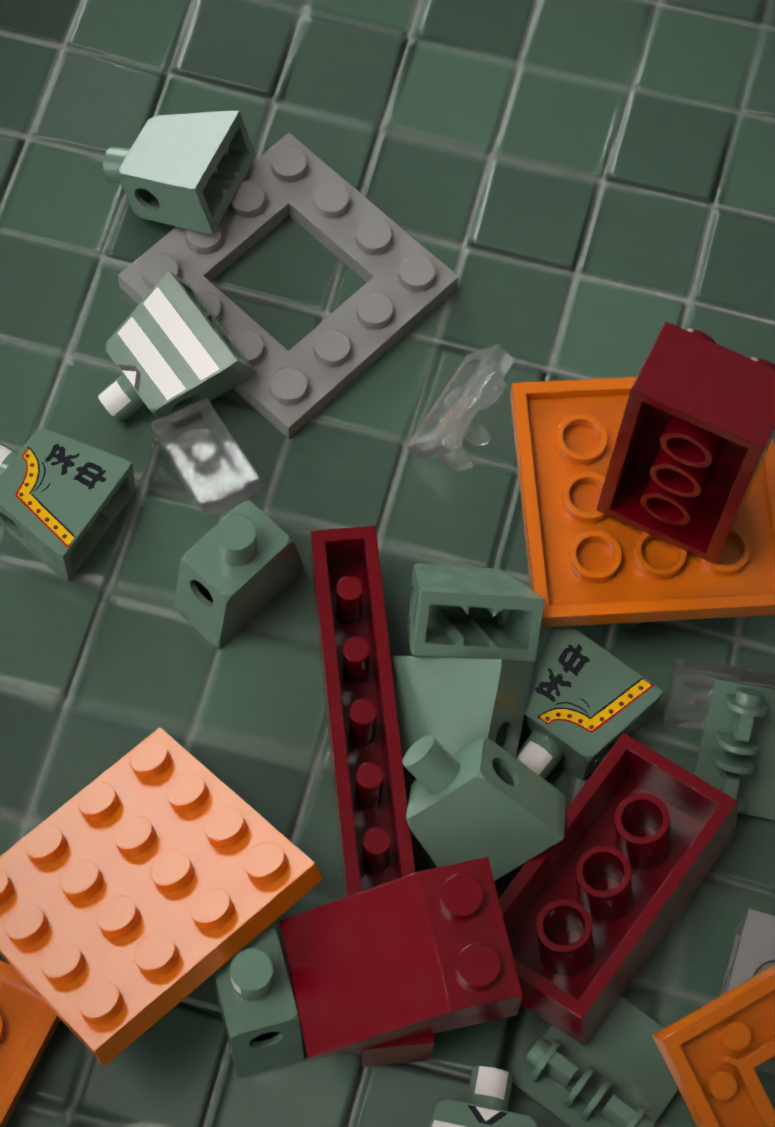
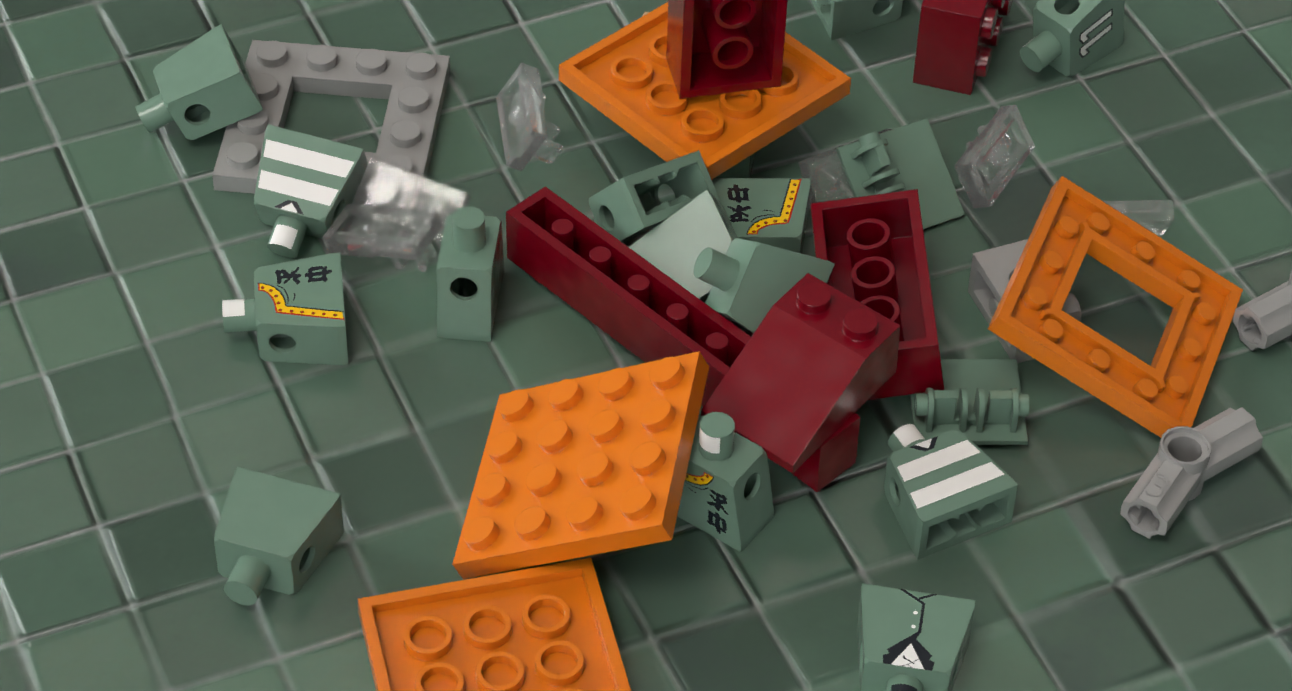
camera: 35 degrees left, 20 degrees down
(268, 435) = (397, 188): none -> clear plate

